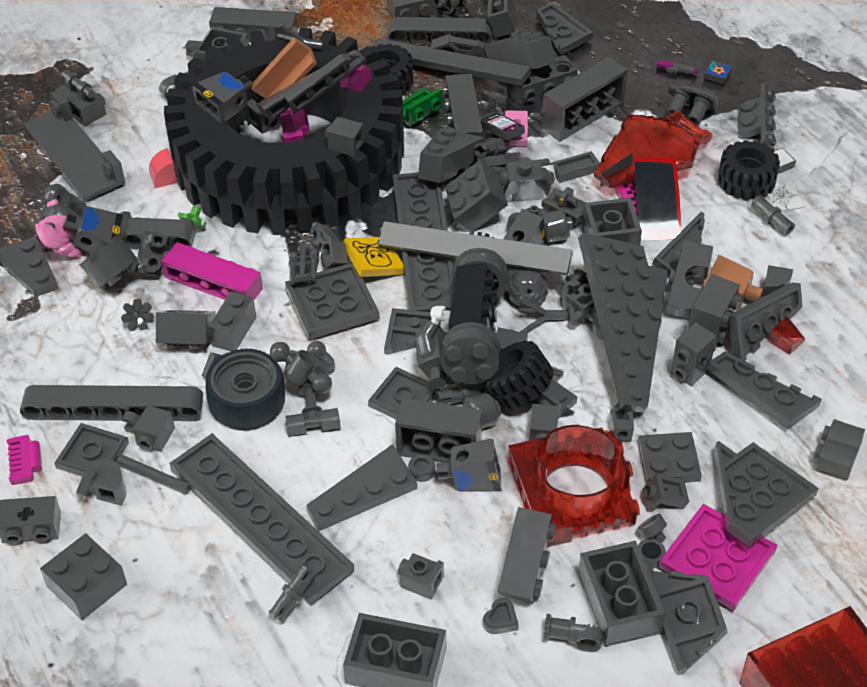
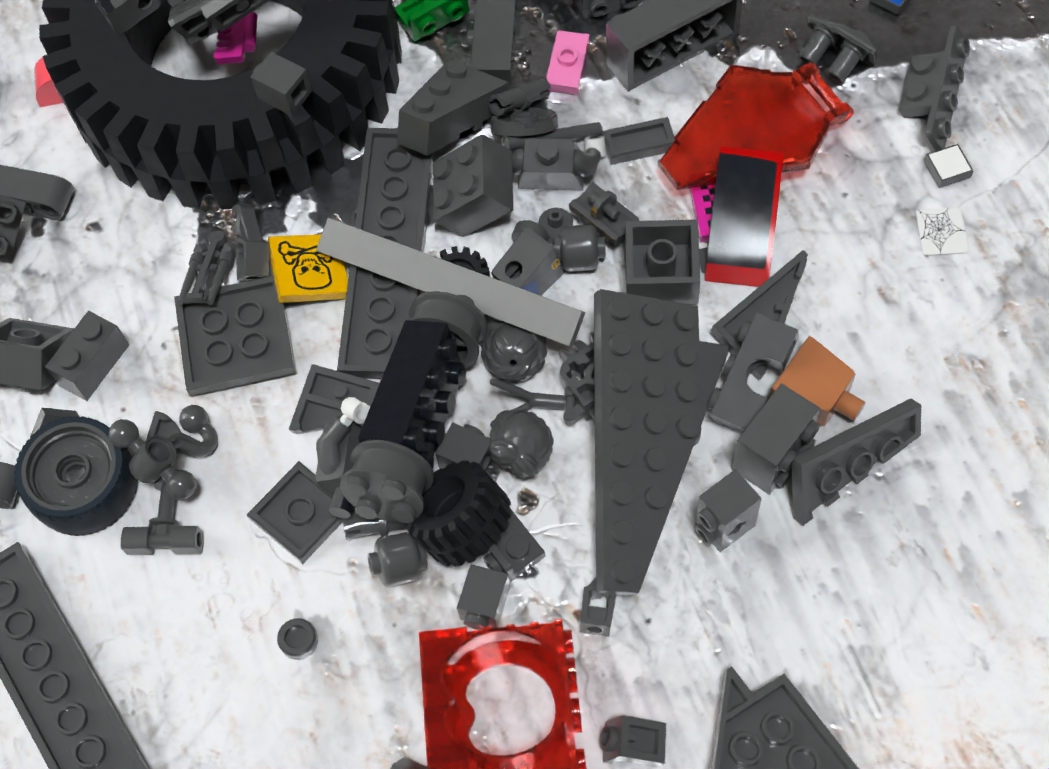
camera: 15 degrees right, 15 degrees up
(193, 217) = (72, 170): bright green plant -> none
(210, 273) = (79, 270): dark pink brick -> none
(365, 488) = (213, 661): dark grey wing -> none
(435, 428) = (324, 593): dark grey brick -> none
(473, 467) = (363, 660): dark grey torso -> none
(502, 126) = (543, 61): tile -> none
(547, 334) = (520, 442): none -> dark grey hair
(623, 163) = (705, 150): dark grey sticker -> none
(670, 456) = (656, 677): dark grey plate -> none
(748, 169) = (898, 159): black tyre -> none
(762, 389) = (836, 594): dark grey wing -> none
(773, 215) = (914, 266): dark grey pin -> none
(776, 278) = (887, 391): dark grey brick -> none
(786, 336) = (883, 488): clear red slope -> none
(839, 449) = (913, 704): dark grey brick -> none

